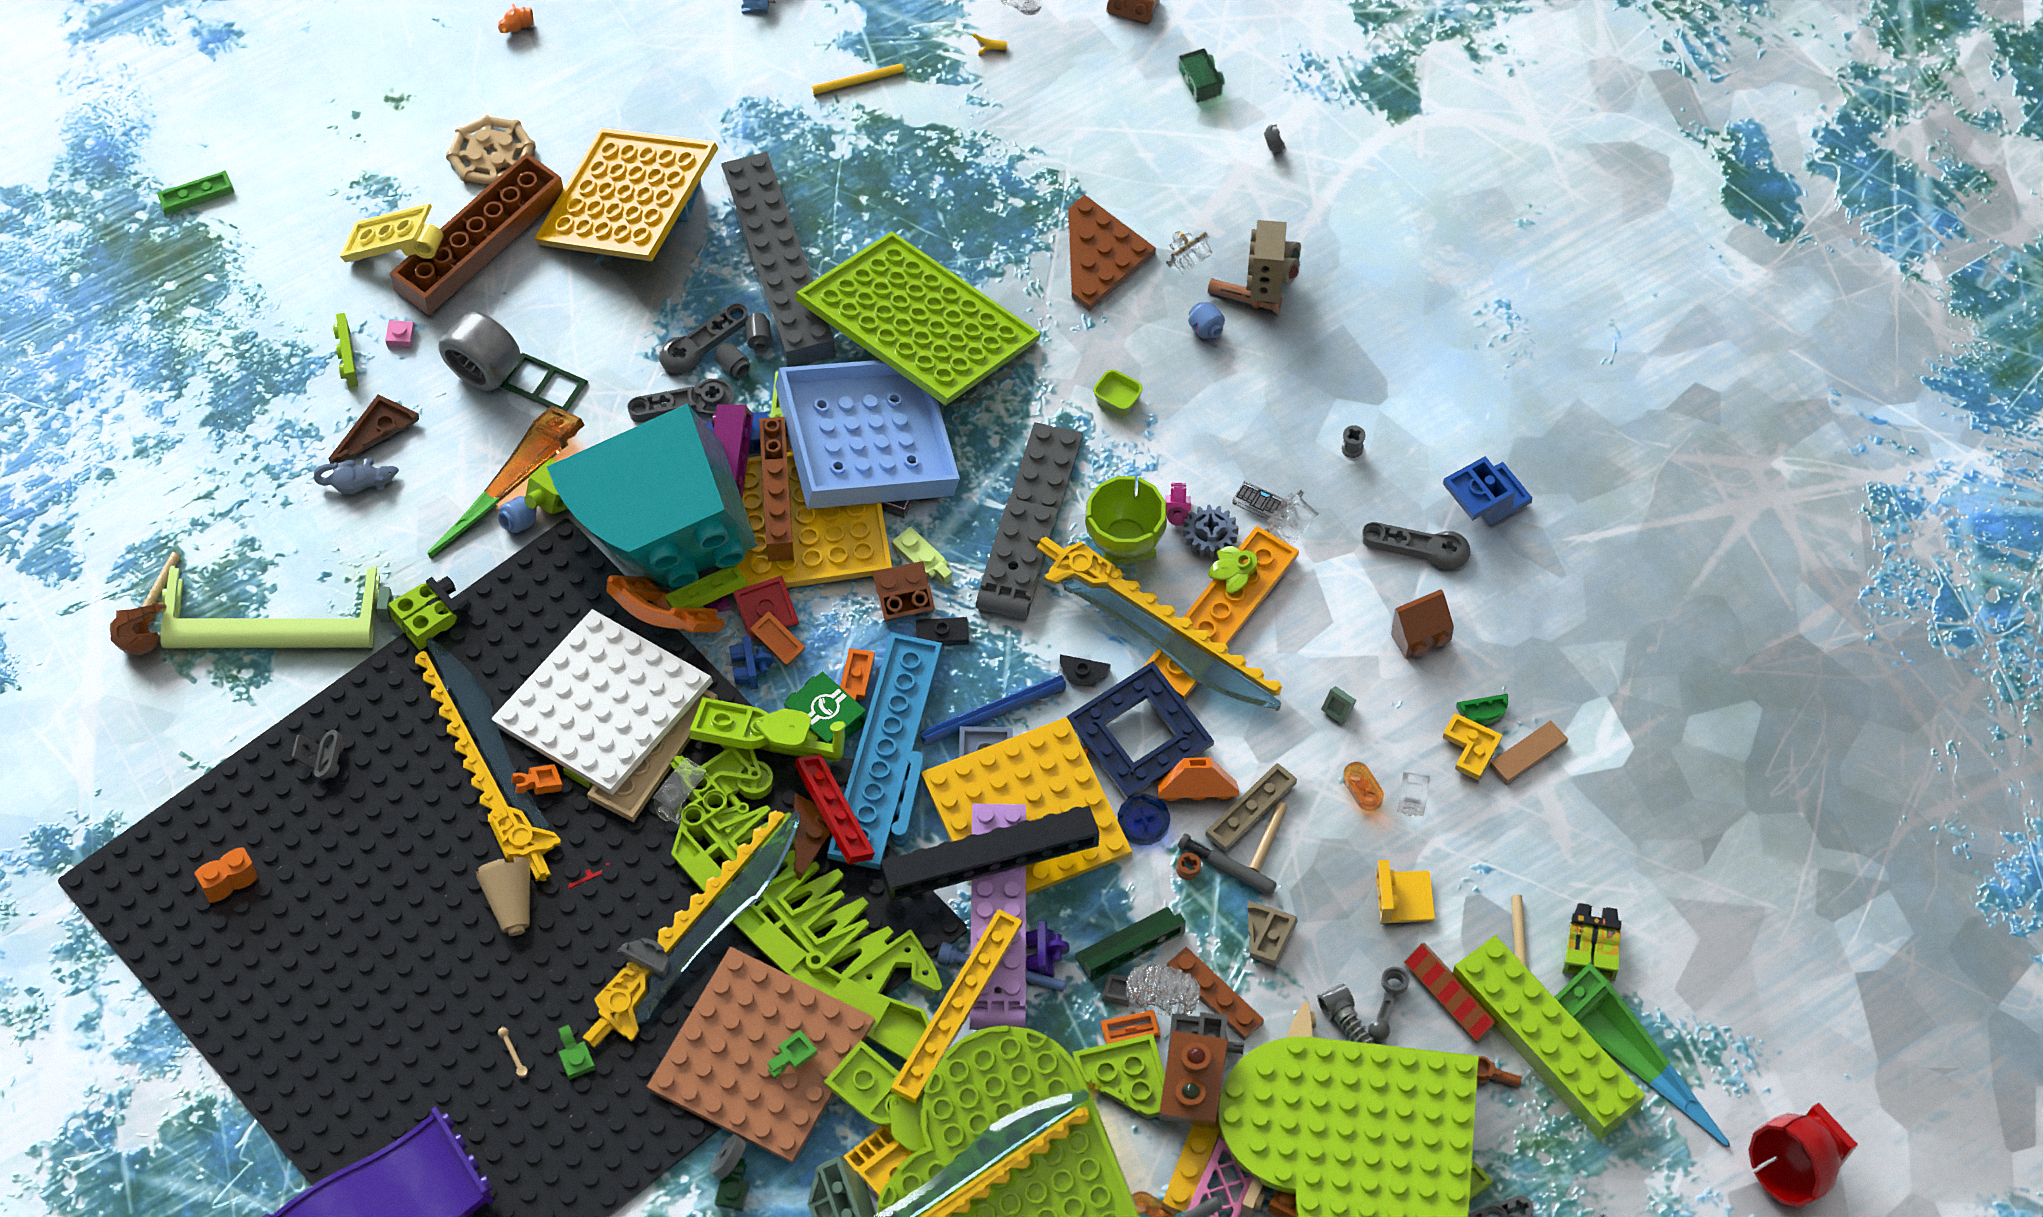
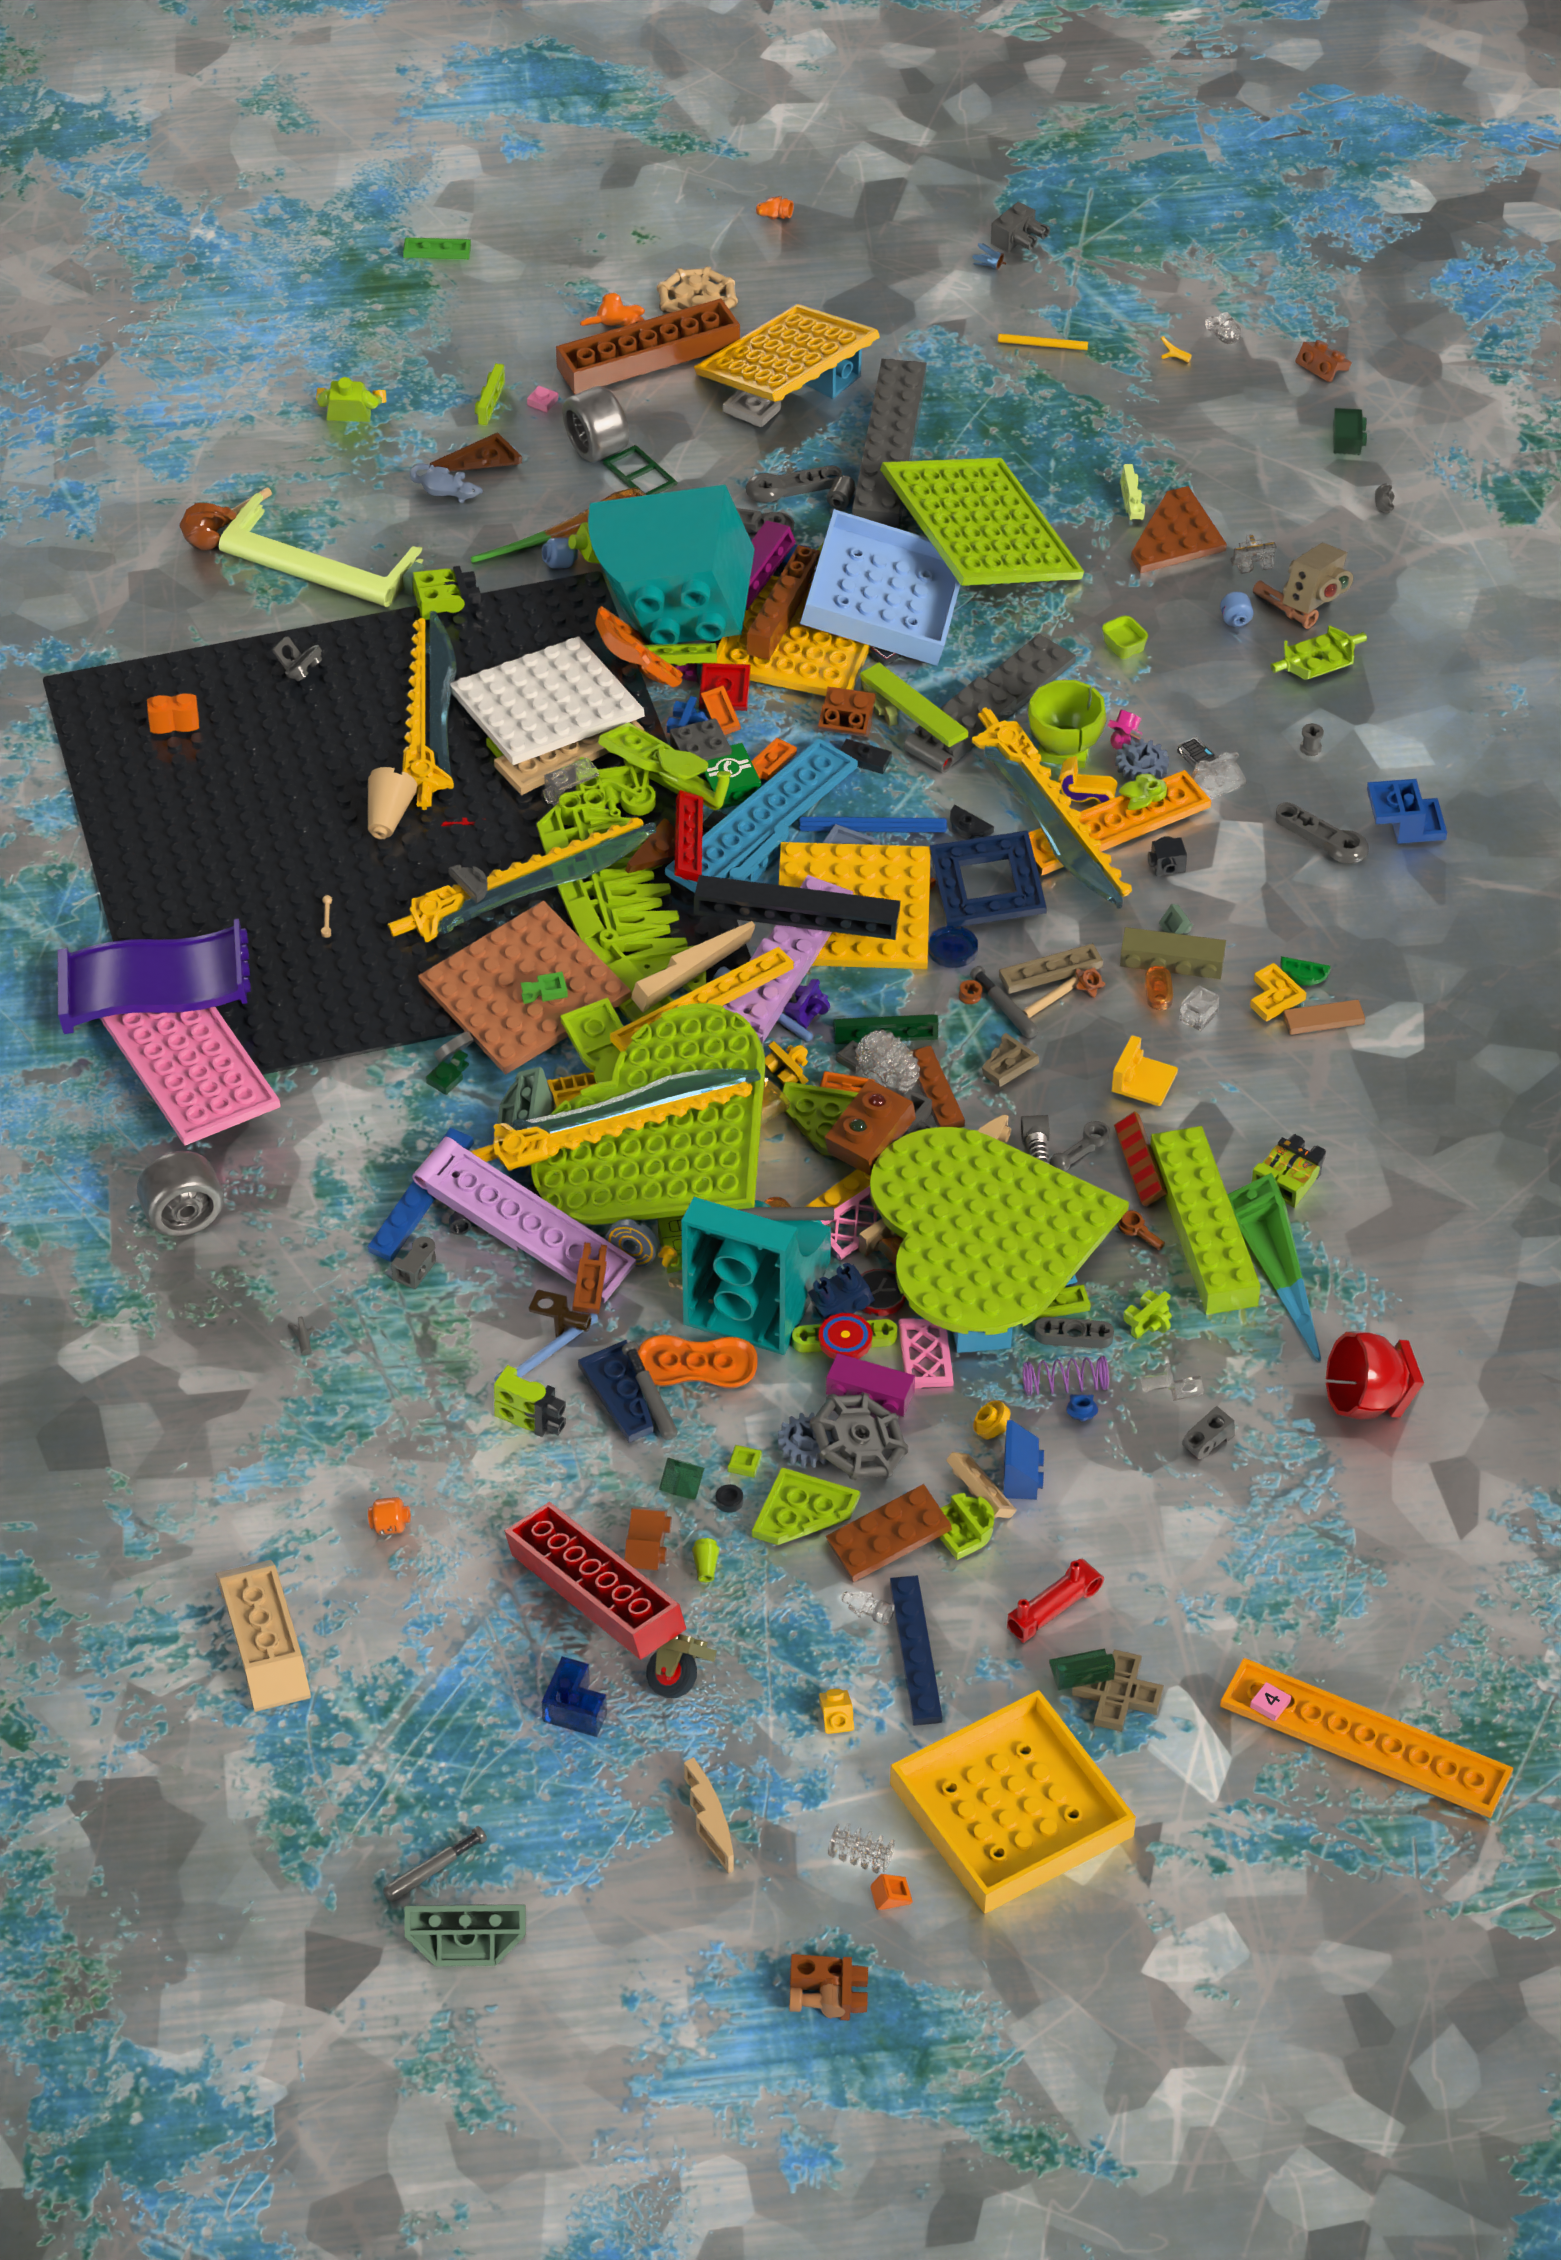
camera: 25 degrees right, 10 degrees down
(205, 416) = (349, 400): none -> lime torso
(391, 232) = (584, 320): light yellow hinge -> none
(441, 202) = (614, 313): none -> orange animal
(540, 779) = (462, 737): orange plate -> none
(575, 1056) = (374, 936): bright green plate -> none
(614, 269) = (751, 408): none -> light grey plate
(732, 360) = (806, 505): dark grey brick -> none
(781, 687) = (701, 739): none -> dark grey bracket
(914, 968) = (688, 965): none -> tan slope
(967, 559) = (914, 704): none -> lime tile
(1037, 225) = (1131, 494): none -> yellowish green hinge
(1073, 1037) = (791, 1061): none -> yellow hips
(1175, 582) = (1085, 787): none -> yellow animal
(1197, 780) = (1016, 931): orange slope -> none
(1292, 630) = (1168, 856): none -> black brick
(1299, 802) = (1093, 976): none -> dark orange plate
(1315, 326) = (1334, 648): none -> lime plate
(1356, 741) = (1174, 952): none -> olive brick
(1422, 624) = (1285, 886): dark orange slope -> none
(1518, 928) = (1231, 1139): tan bar -> none
(1548, 1179) = (1153, 1316): none -> lime hips

